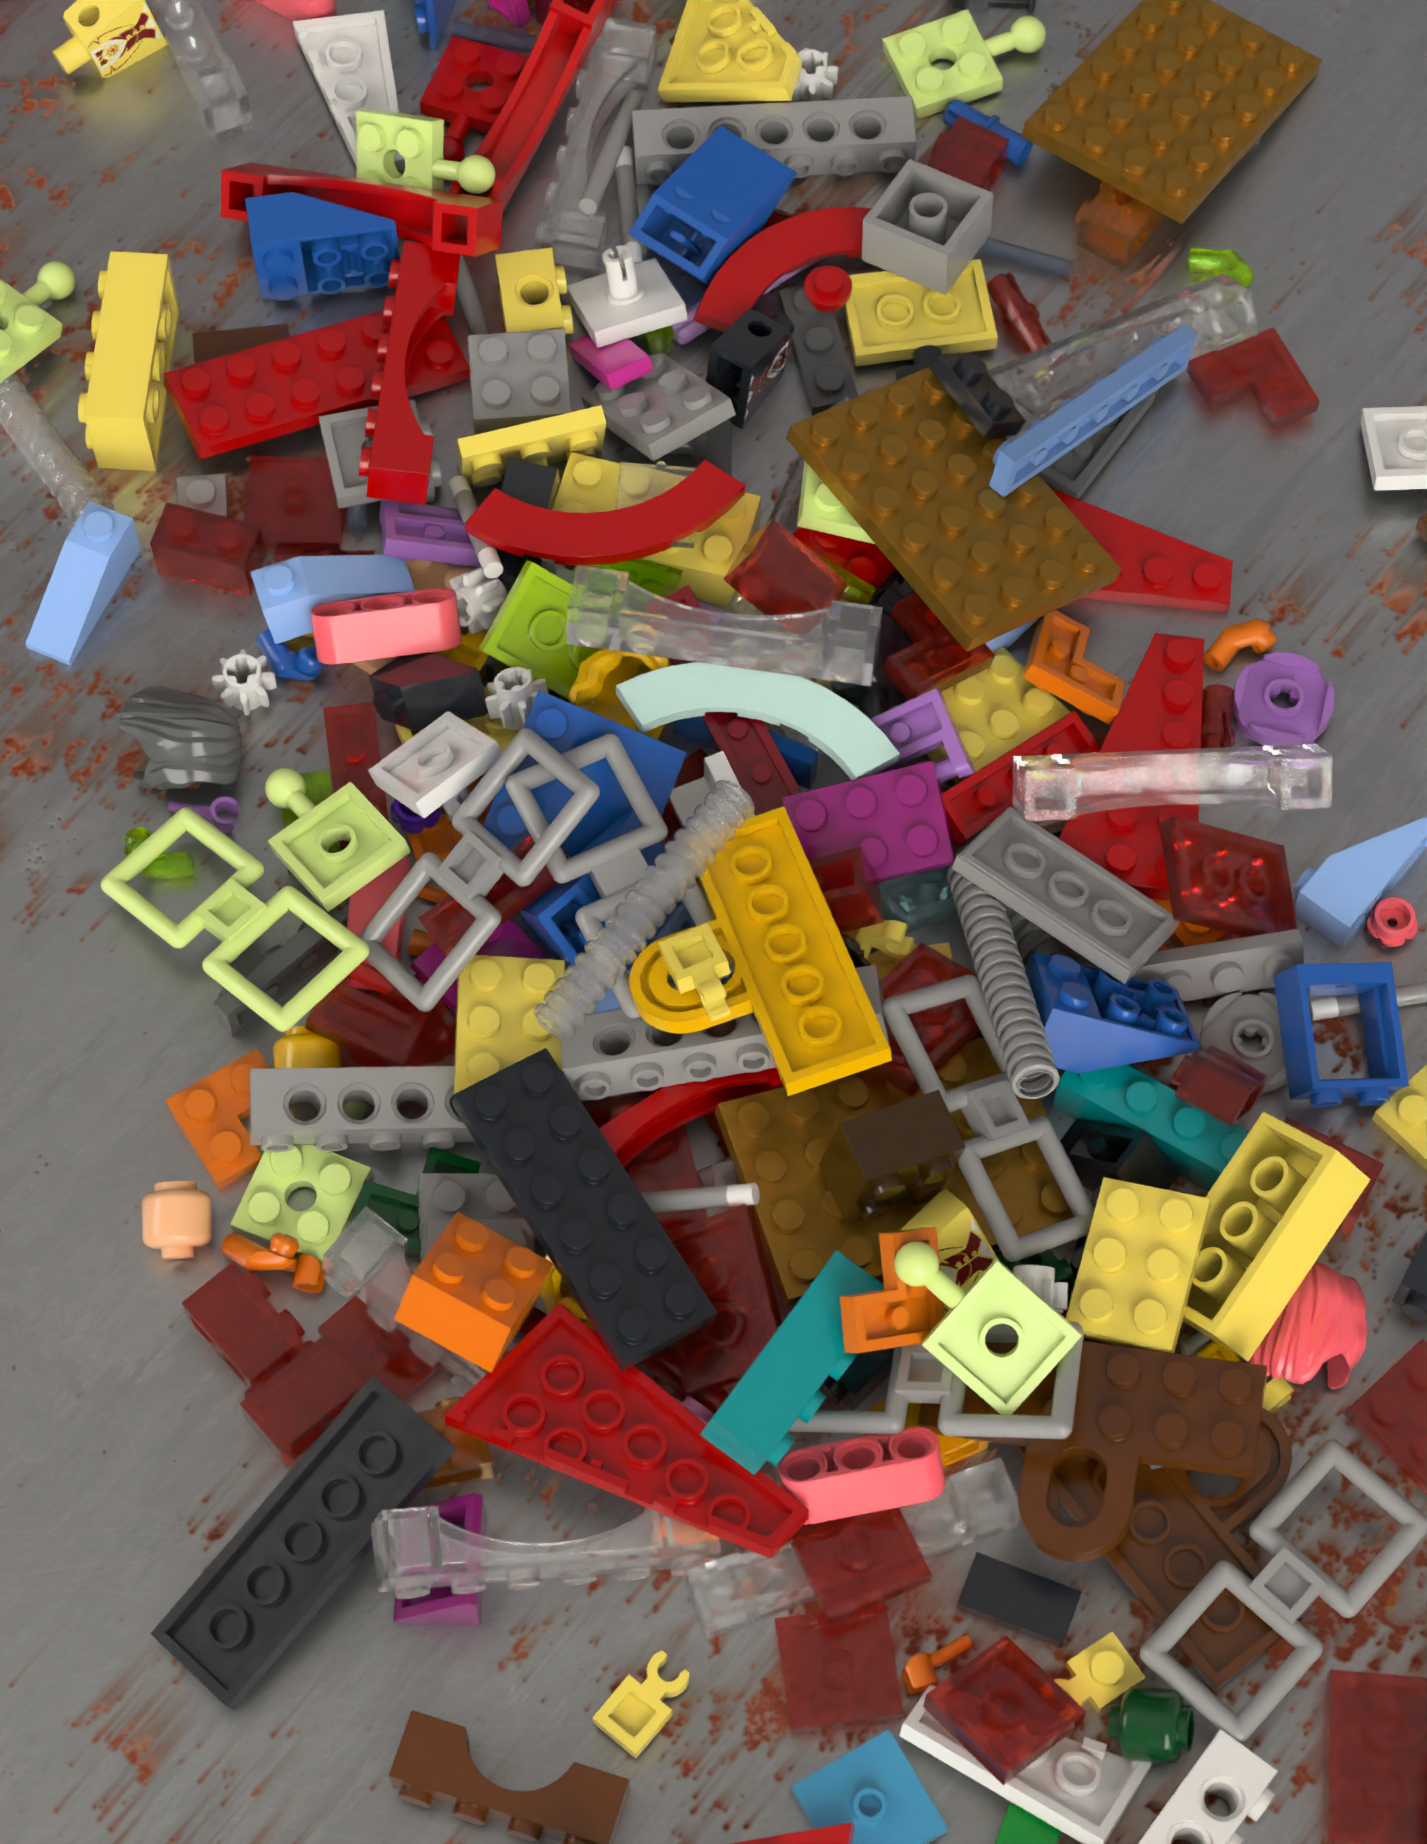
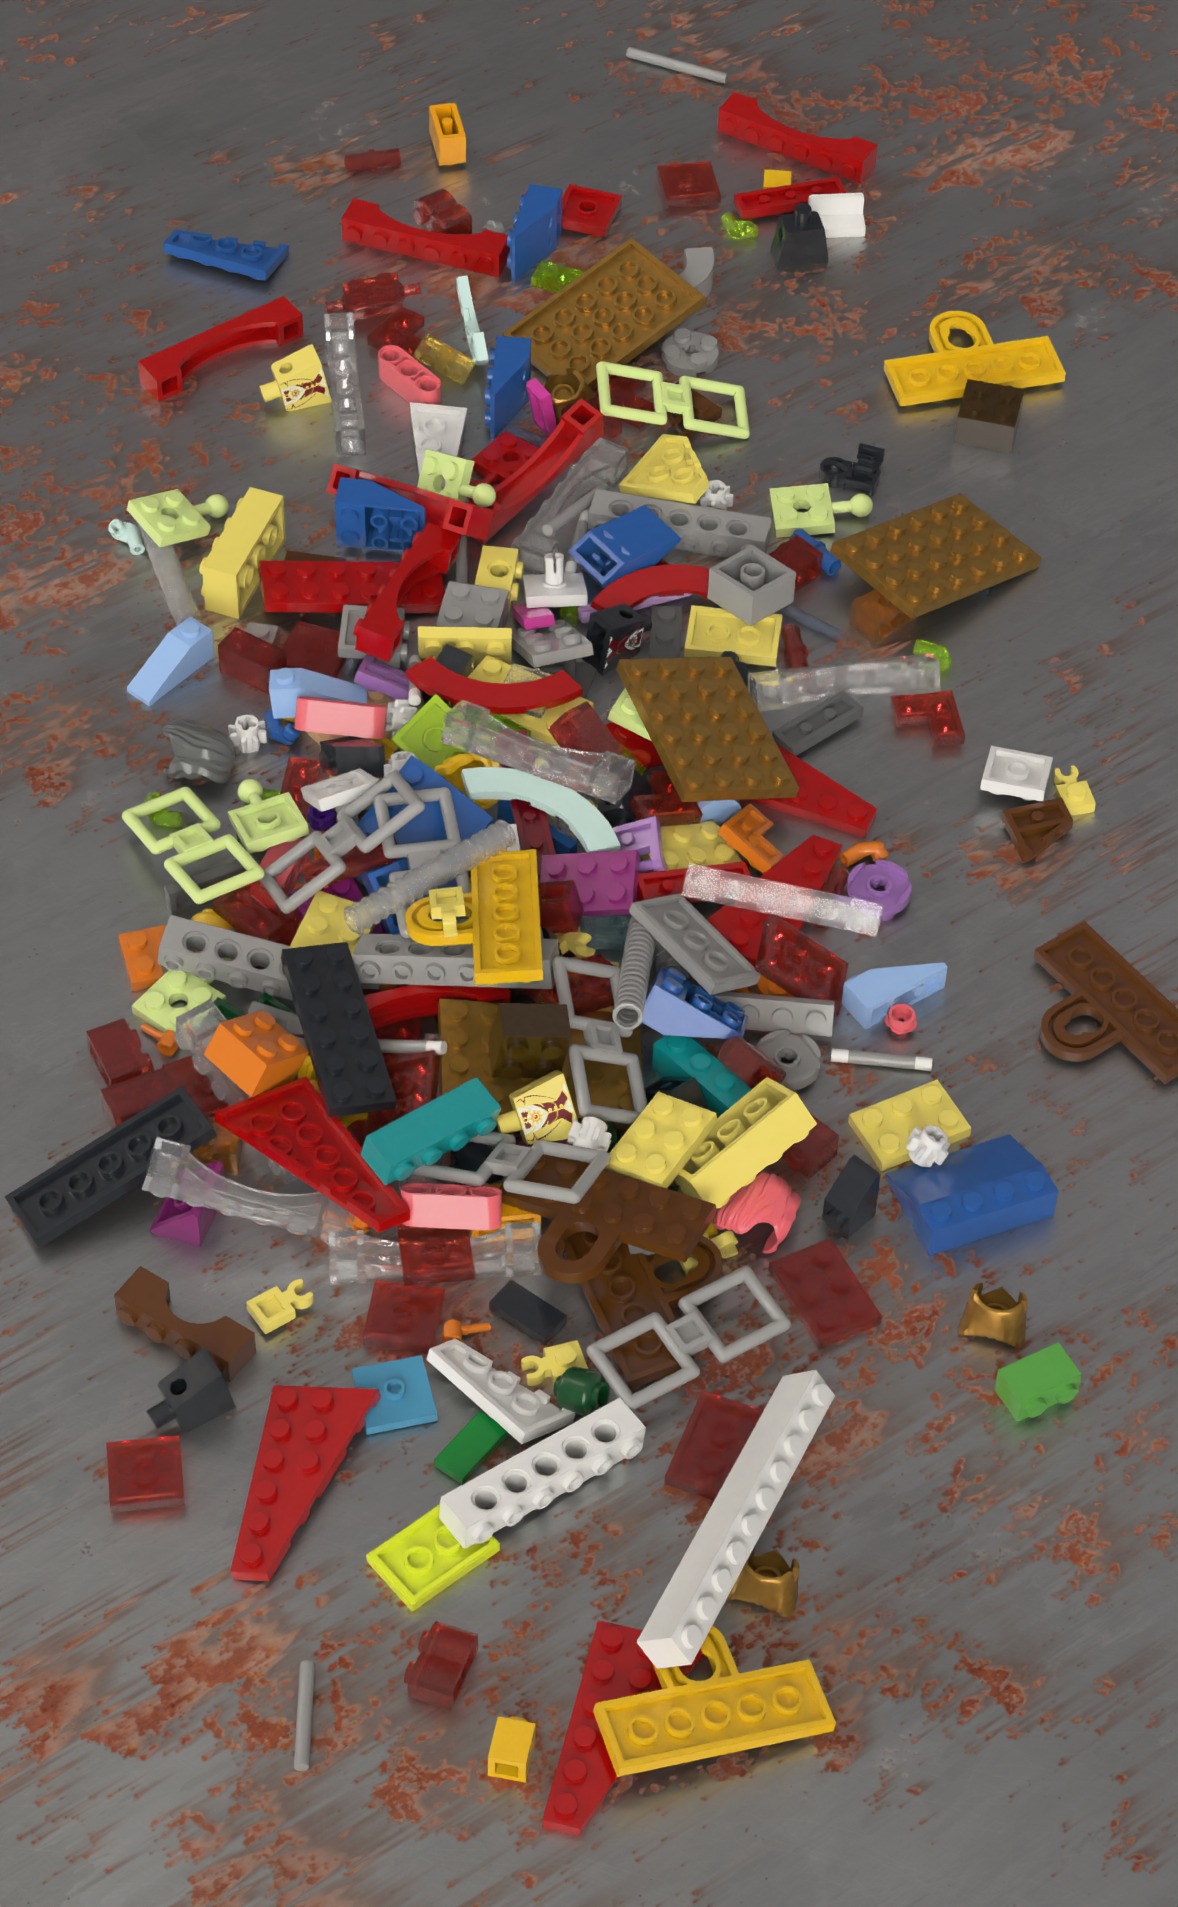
camera: 15 degrees right, 15 degrees down
(176, 1219) = (100, 993): light nougat head -> none
(210, 813) = (208, 797): medium lavender hand -> none
(258, 1257) = (142, 1024): orange arm -> none
(828, 288) = (679, 607): red plate -> none
(899, 1312) = (509, 1113): orange plate -> none
(978, 394) = (744, 674): black plate -> none
(991, 1300) = (555, 1119): yellowish green plate -> none
(1004, 1709) = (492, 1355): clear red plate -> none
(1092, 410) = (814, 700): medium blue plate -> none
(1381, 1030) = (849, 1033): blue window -> none

